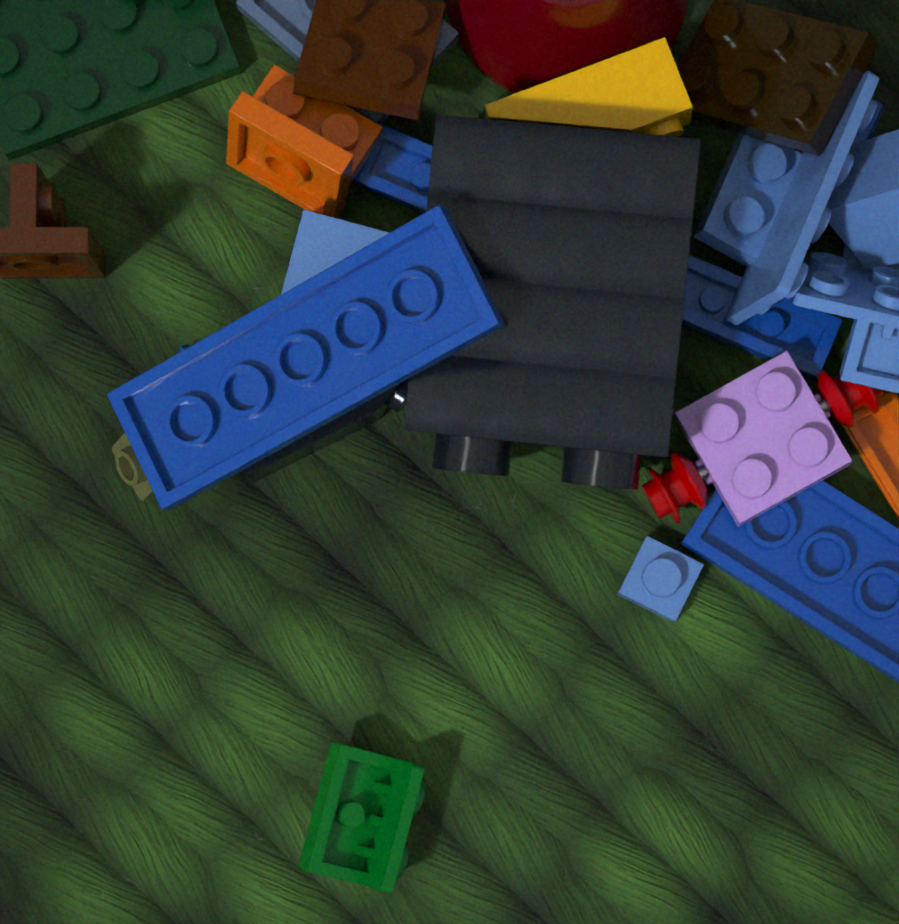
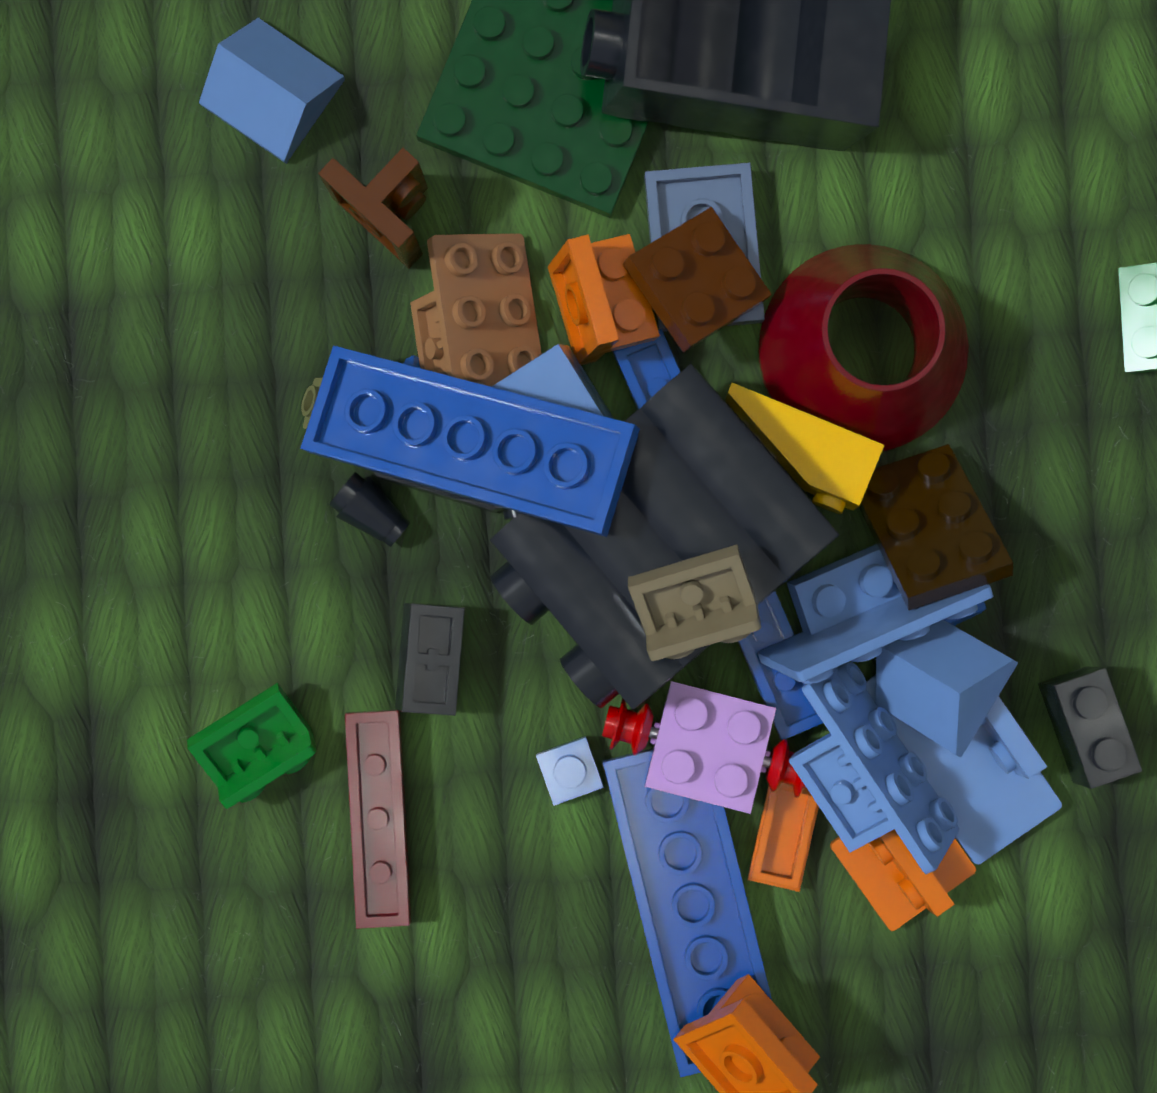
camera: 40 degrees right, 5 degrees up
(202, 250) = (481, 308): none -> medium nougat bracket
(268, 515) = (369, 509): none -> black cone
(445, 593) = (429, 659): none -> black hinge
(533, 778) = (378, 819): none -> plate
(635, 308) = (695, 603): none -> dark tan bracket

